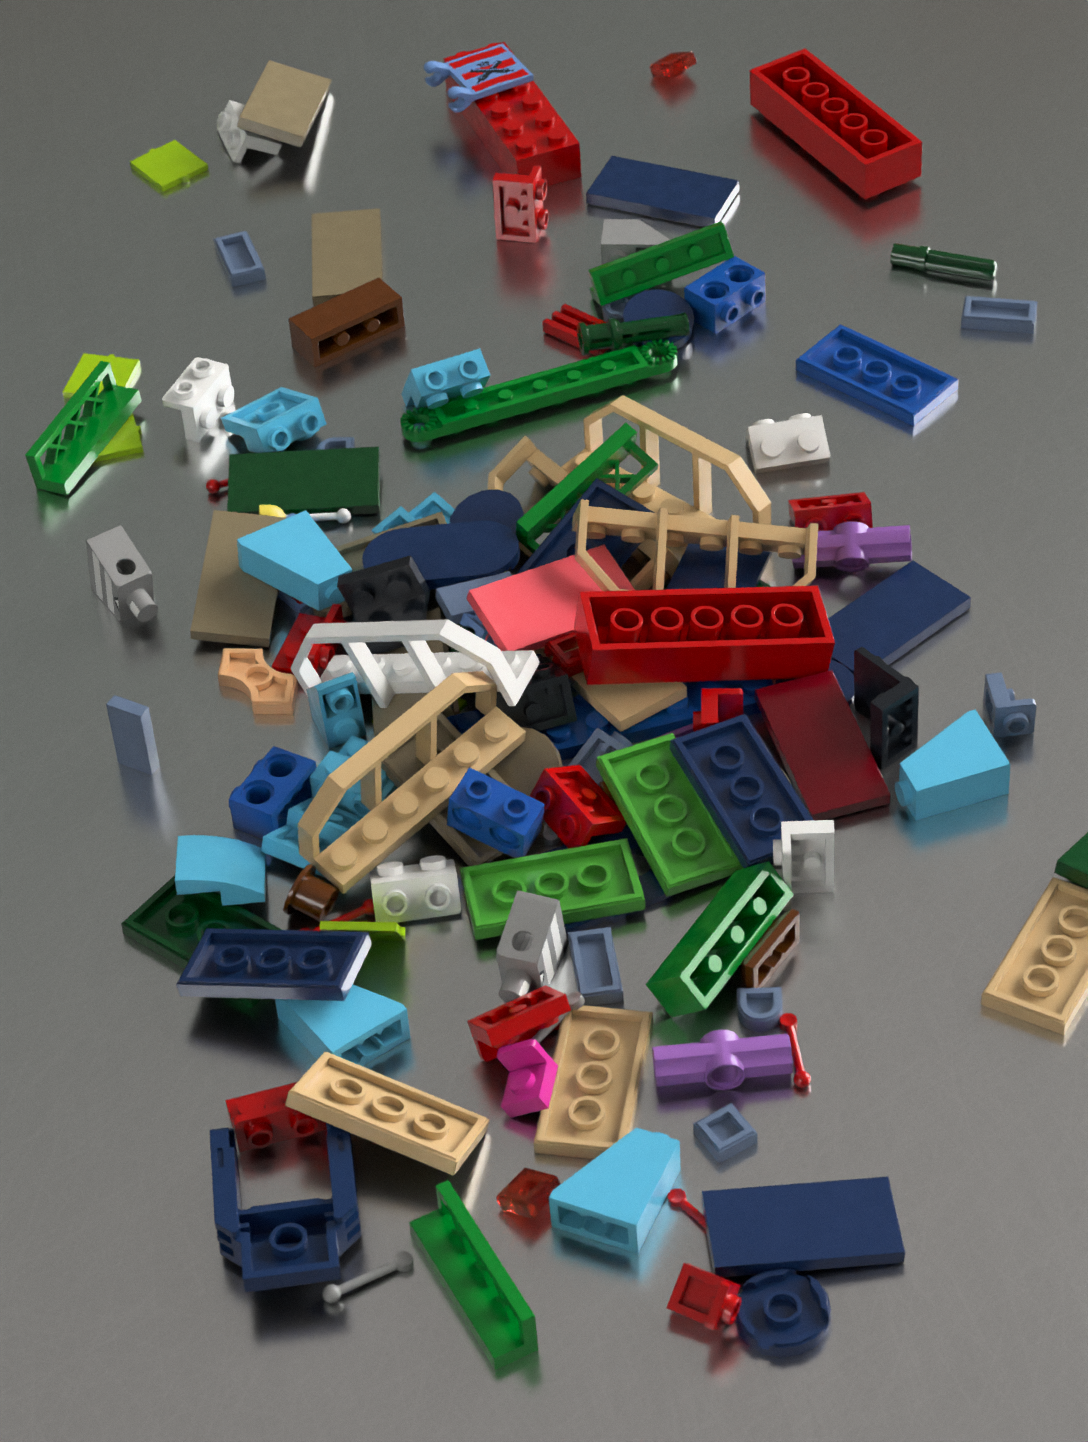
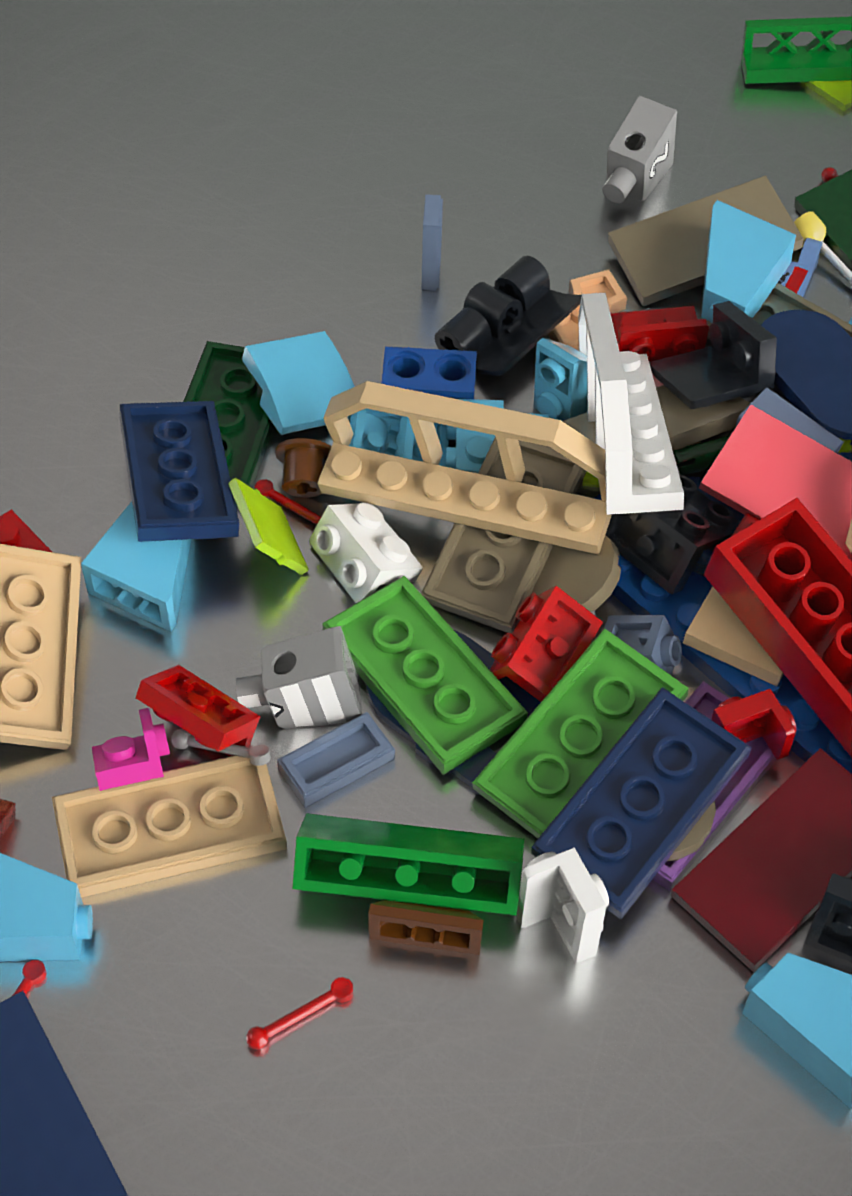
camera: 60 degrees right, 10 degrees up
(237, 722) = (507, 318): none -> black panel
(495, 814) = (472, 570): blue brick -> none
(722, 1060) = (239, 939): medium lavender piece -> none
(725, 1133) = (142, 985): sand blue tile -> none
(760, 1008) = (348, 950): sand blue tile -> none

